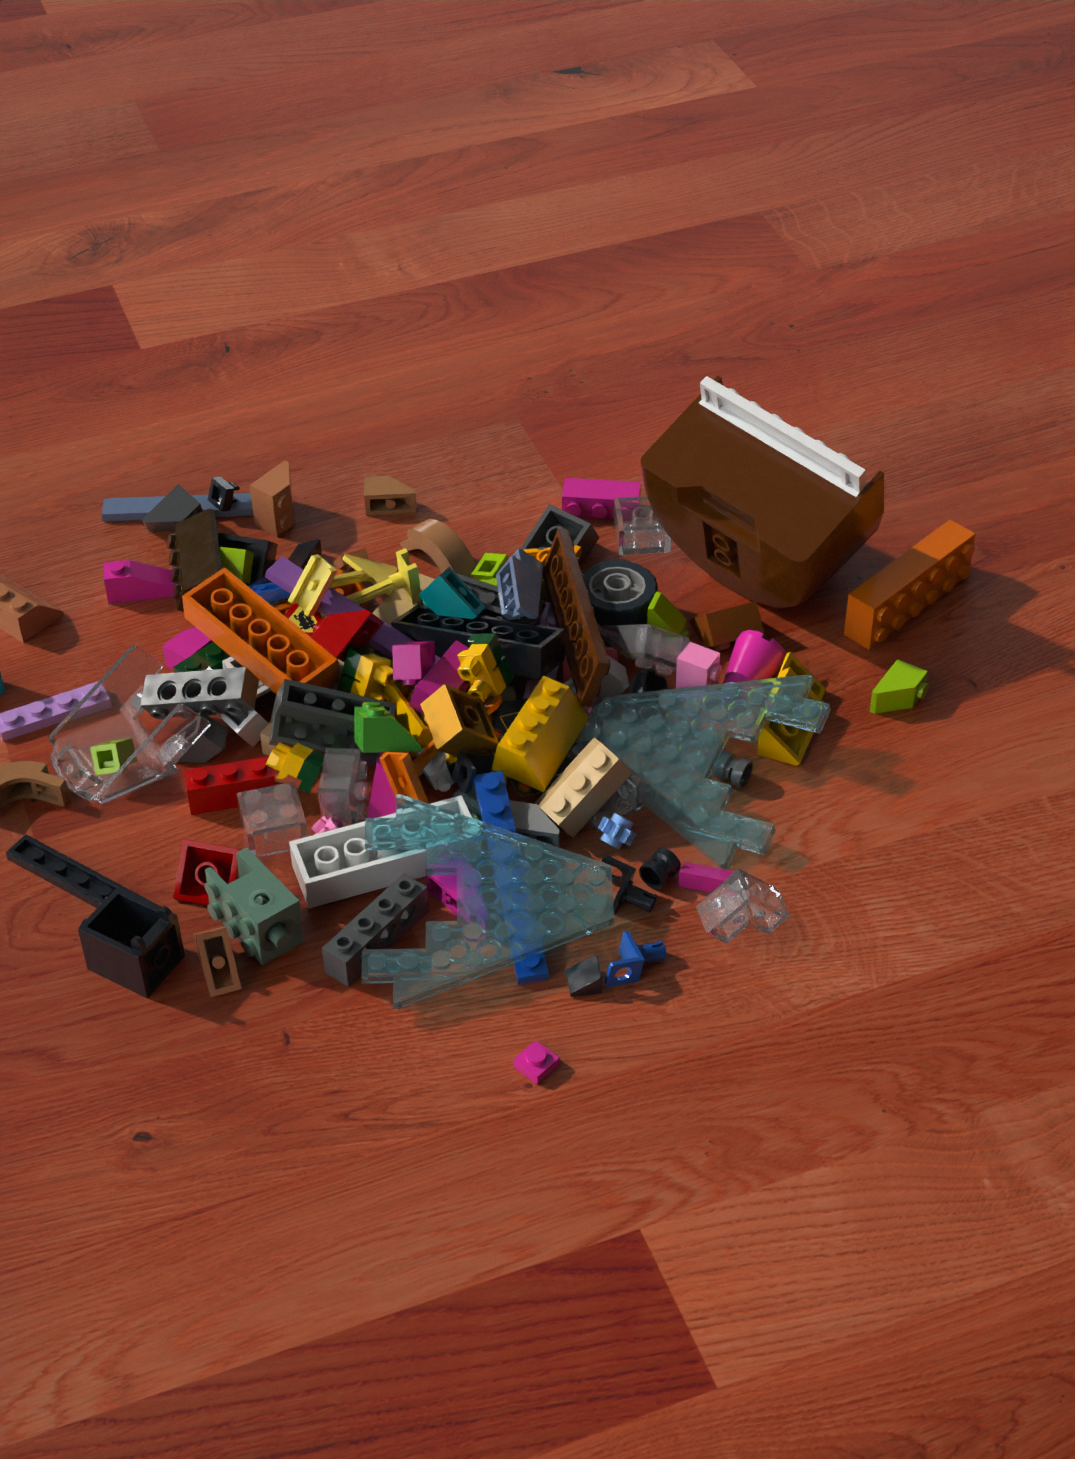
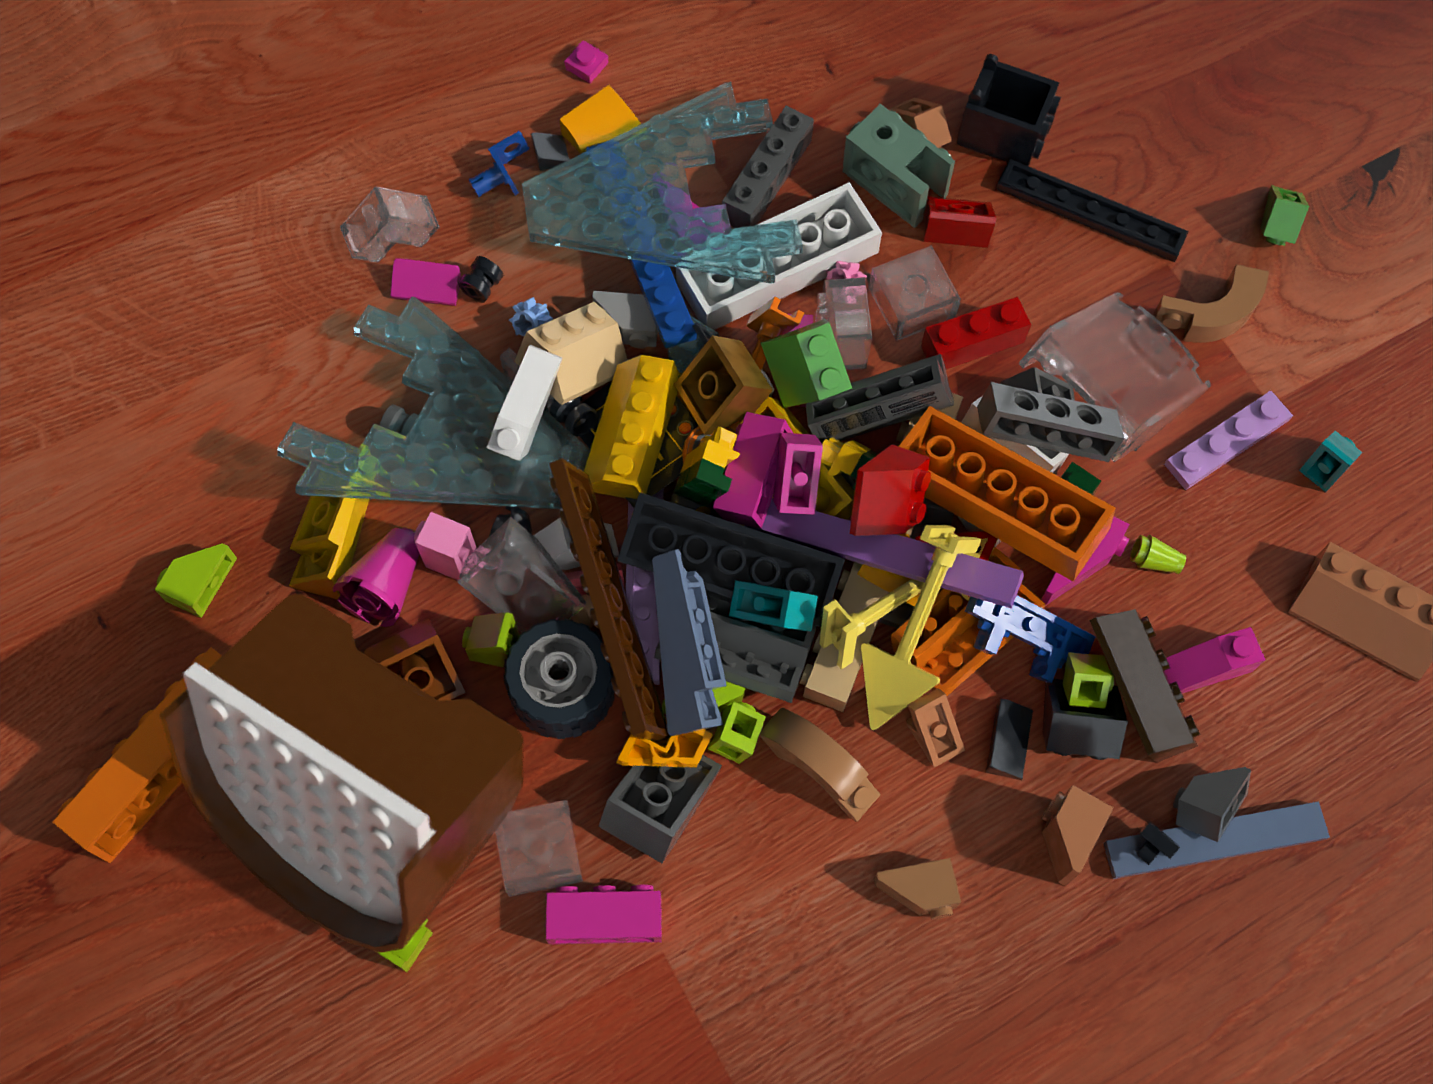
camera: 170 degrees right, 25 degrees up
(111, 755) = (1120, 345): lime brick -> none
(148, 641) = (1156, 555): none -> lime cone
(298, 762) = (898, 331): hips -> none
(531, 996) = (597, 120): none -> light orange slope
(628, 891) = (514, 251): black bracket -> none
(629, 722) = (524, 404): none -> white slope

